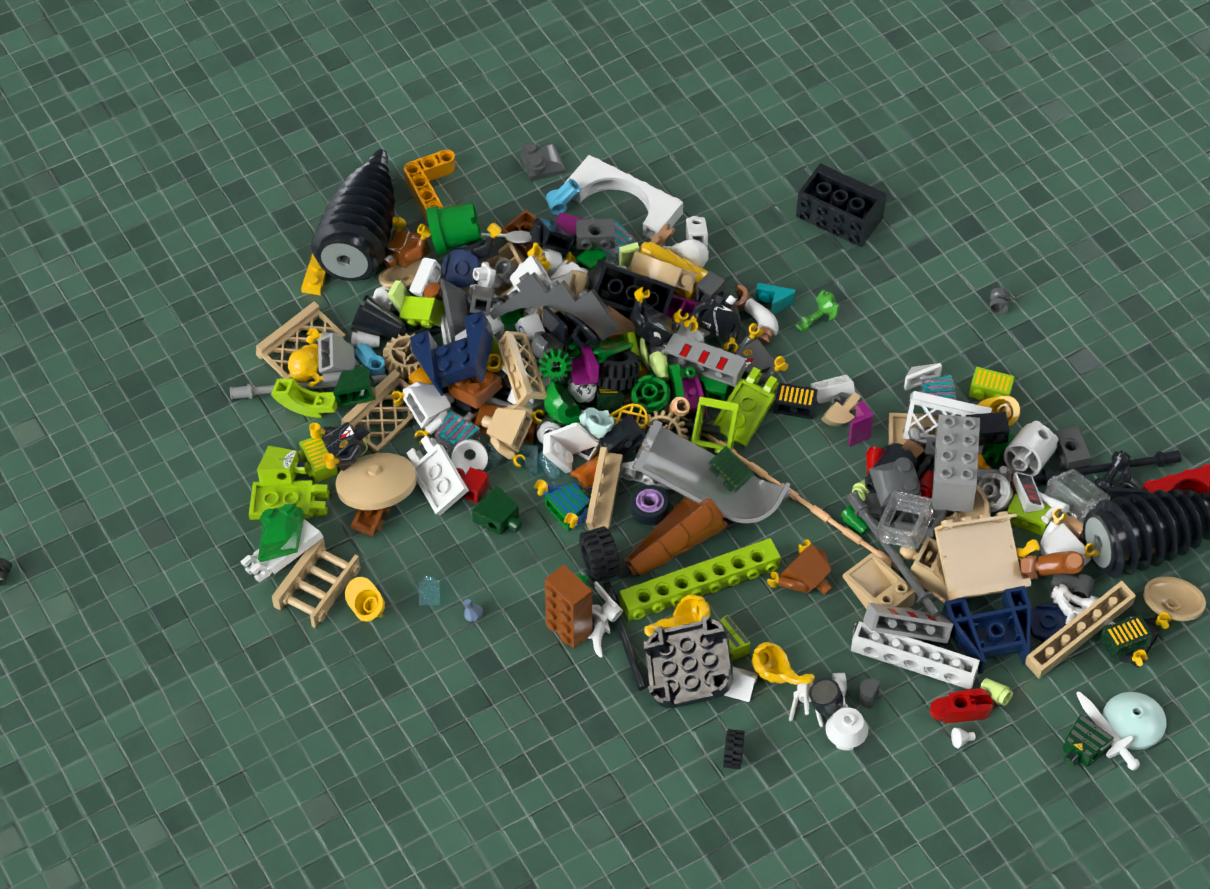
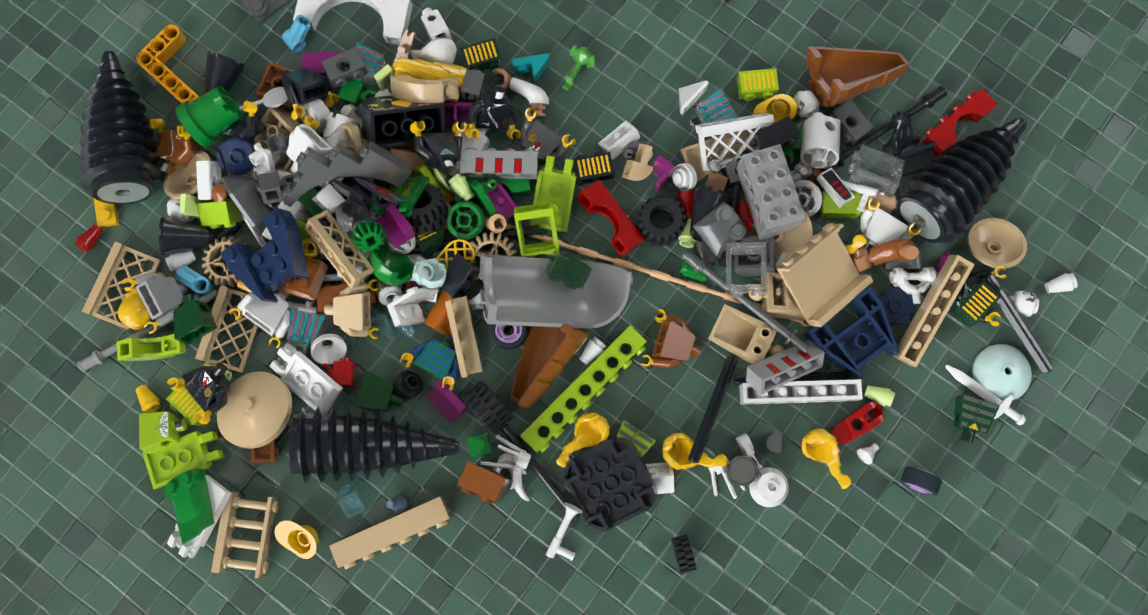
camera: 20 degrees left, 25 degrees up
(278, 438) = (148, 400): none -> yellow cone
(288, 294) = (88, 239): none -> red cone
(455, 630) = (390, 532): none -> tan brick
(461, 537) = (353, 445): none -> black cone
(482, 197) = (221, 72): none -> black cone
(531, 514) = (408, 384): none -> black plate
(561, 544) = (446, 402): none -> magenta panel
(608, 703) = (555, 547): none -> white piece
(724, 547) = (592, 350): none -> white cone
(731, 270) = (482, 55): none -> clear green brick
(788, 427) = (599, 200): none -> red arch
(820, 639) = (712, 409): none -> black axle
(841, 451) = (665, 205): none -> black tyre
(881, 435) = (684, 177): none -> white plate
(915, 711) = (823, 447): none -> yellow hair
(1004, 774) = (921, 480): none -> black wheel
(1032, 413) = (806, 104): none -> white head
(1090, 406) = (850, 72): none -> dark orange cone
(1166, 678) = (1019, 325): none -> axle
(1180, 663) = (1024, 303): none -> white head

